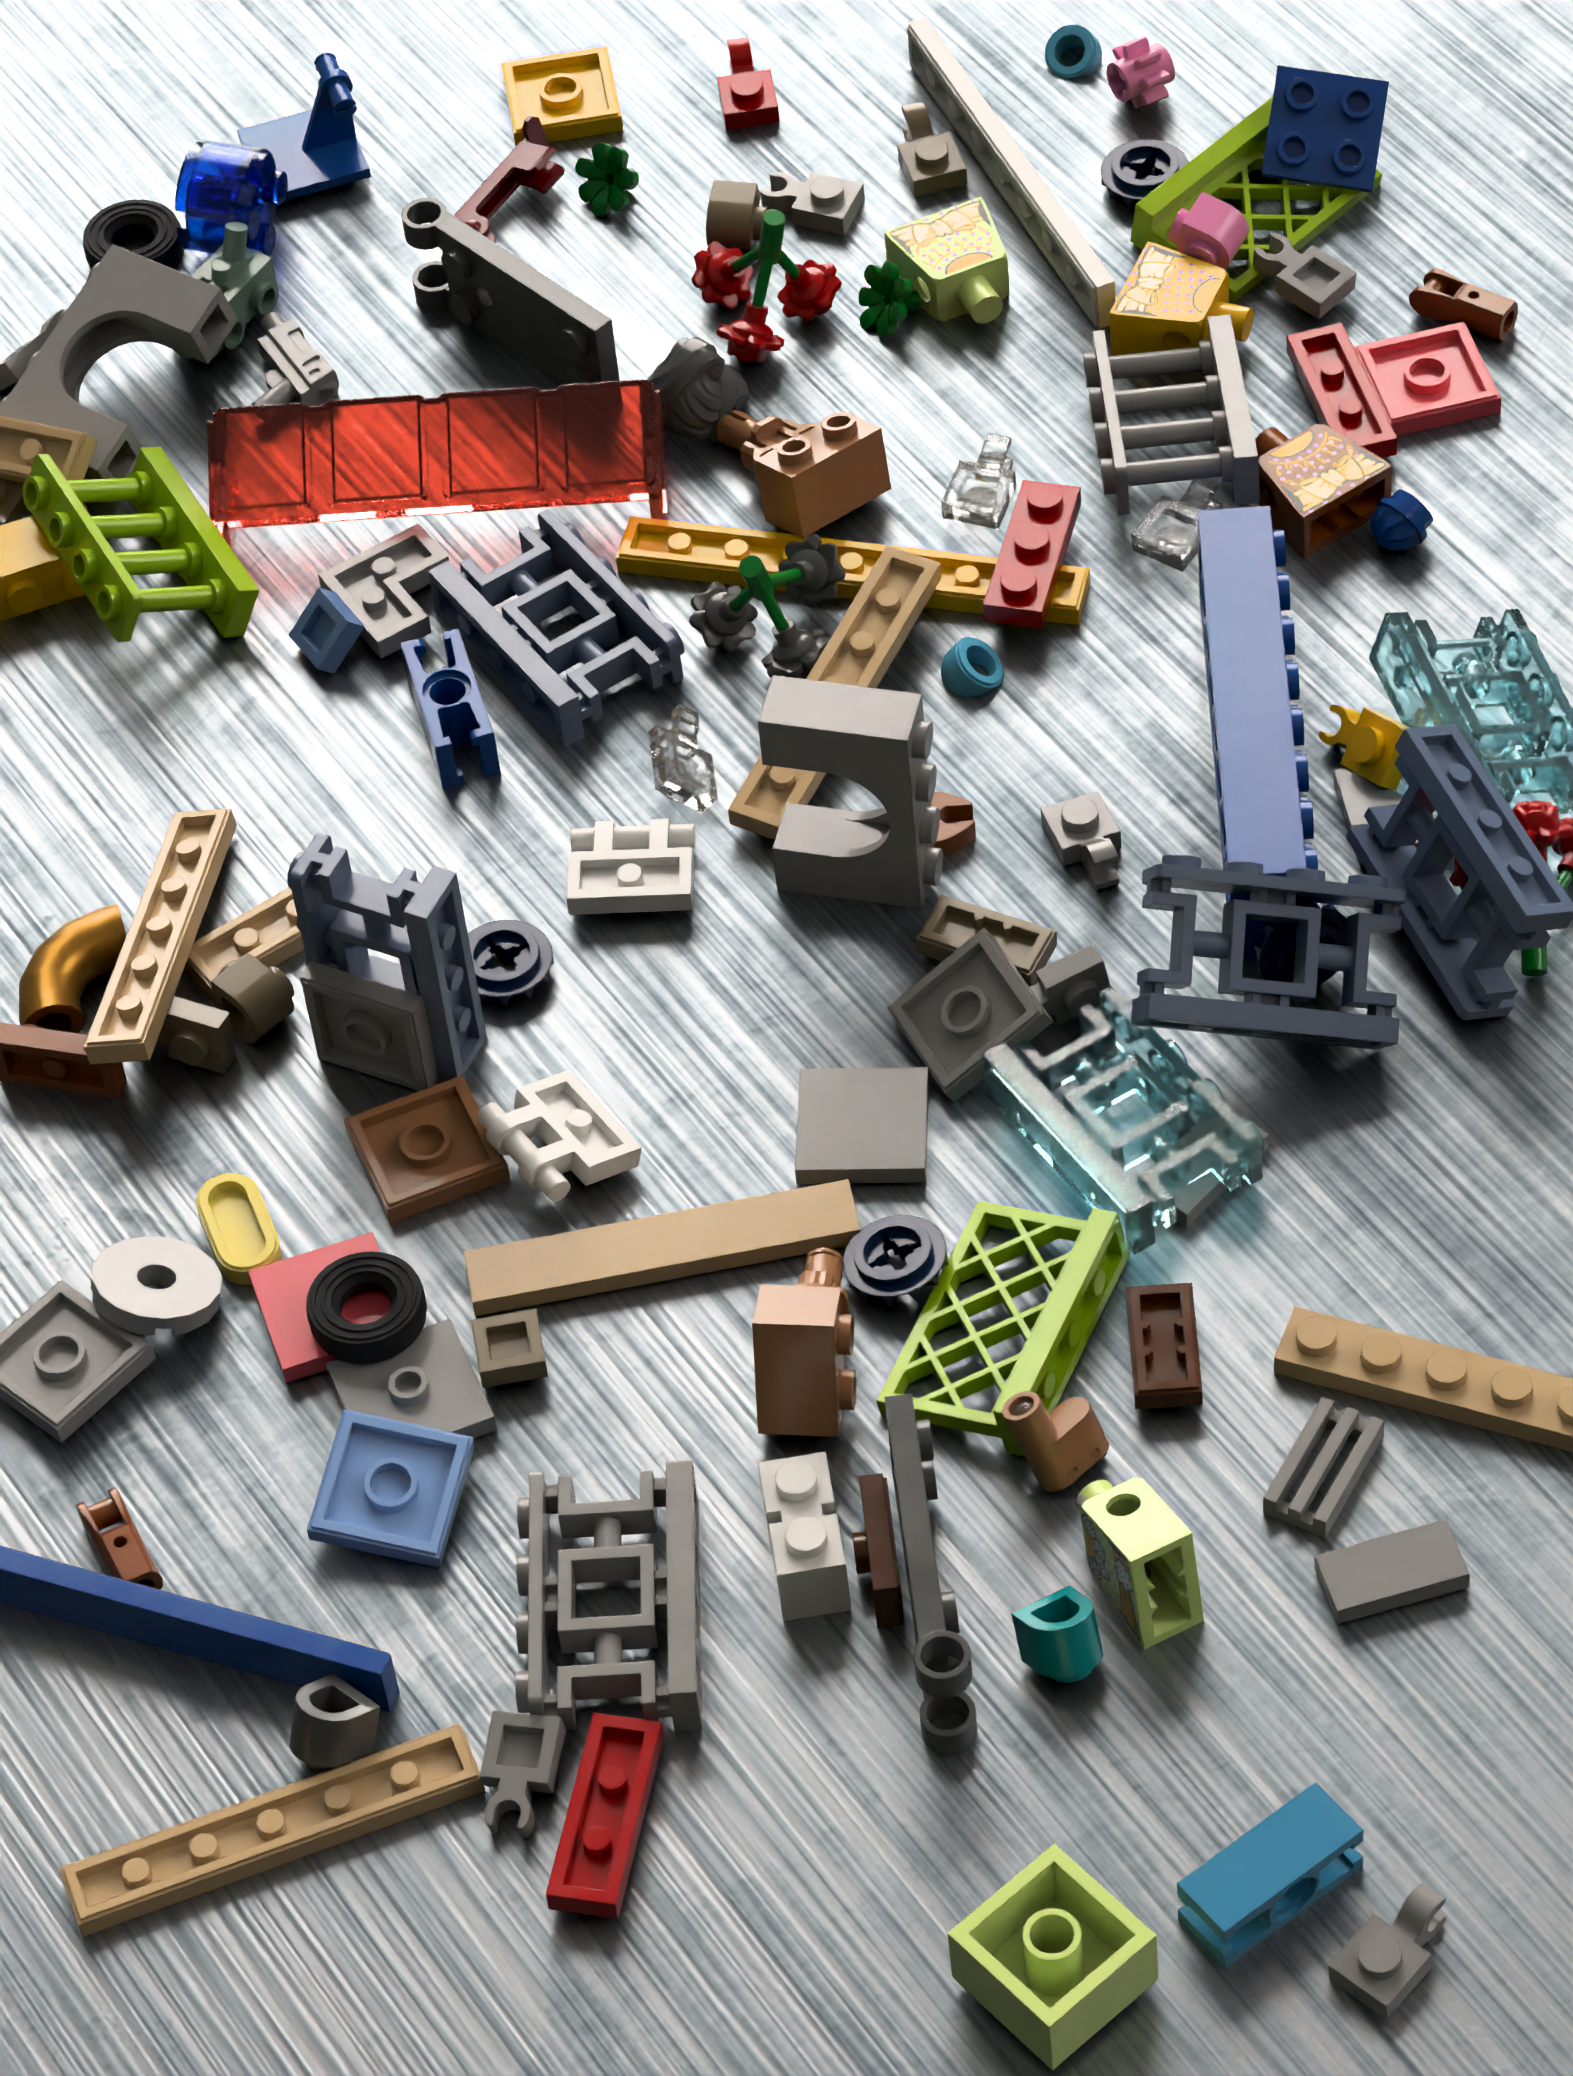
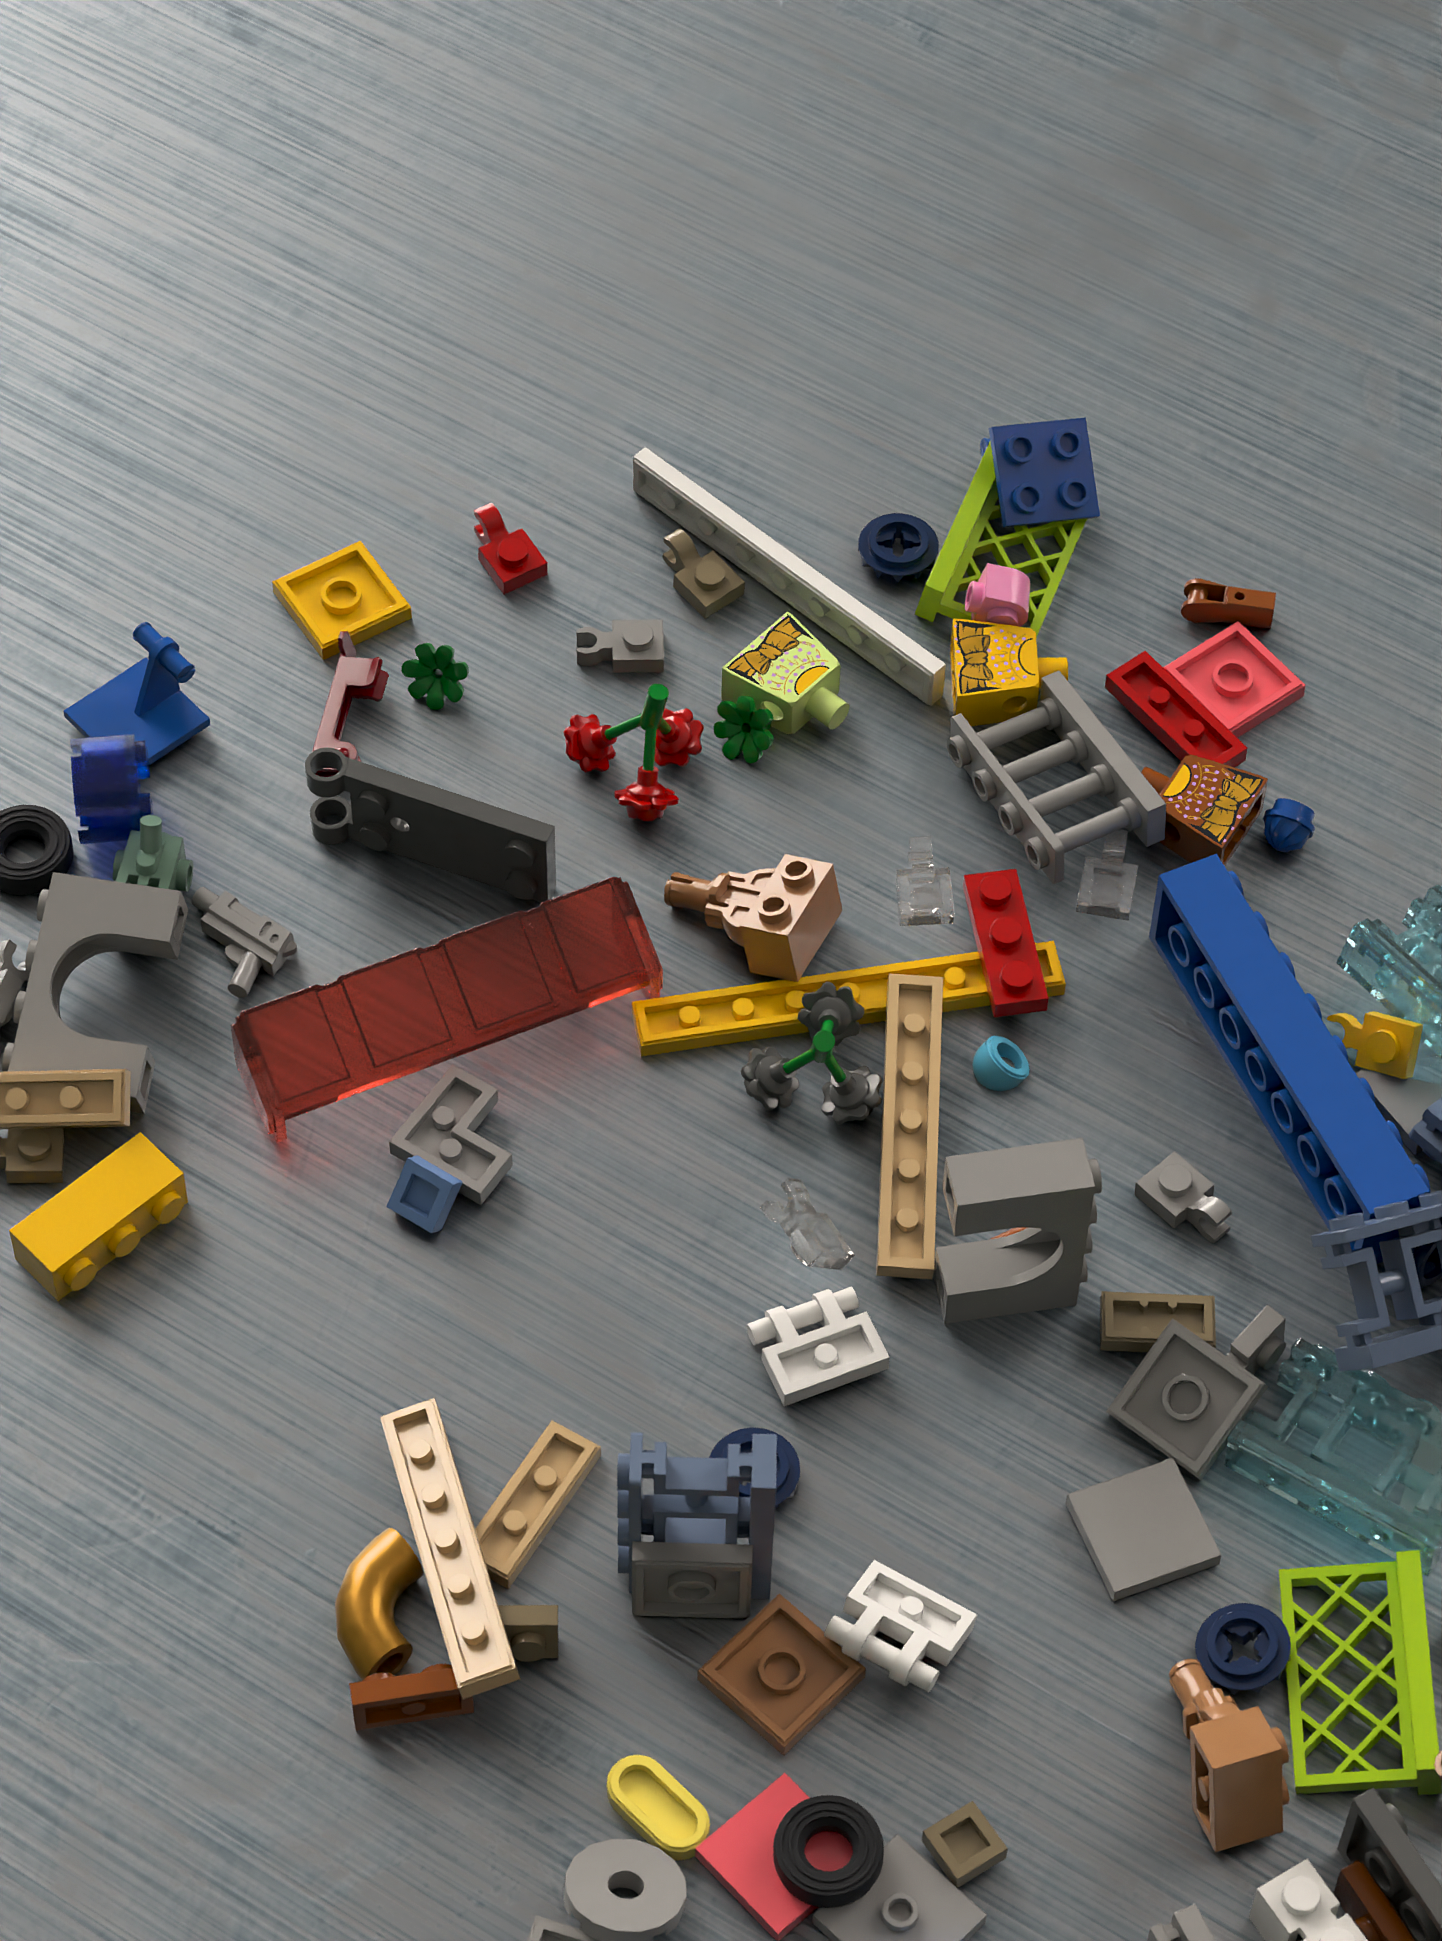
camera: 30 degrees left, 5 degrees up
(167, 513) = (240, 1133): lime fence -> none
(253, 996) = (556, 1577): dark tan plate -> none
(450, 708) = (578, 1217): blue piece -> none
(525, 657) = (610, 1164): sand blue fence -> none
(661, 1247) = (1035, 1702): tan tile -> none
(697, 389) = (634, 855): dark grey hair -> none
(734, 214) = (571, 682): dark tan plate -> none
(1069, 37) = (772, 428): medium azure piece -> none
(1140, 72) = (849, 452): bright pink gear -> none
(1306, 279) = (1091, 614): light grey plate -> none

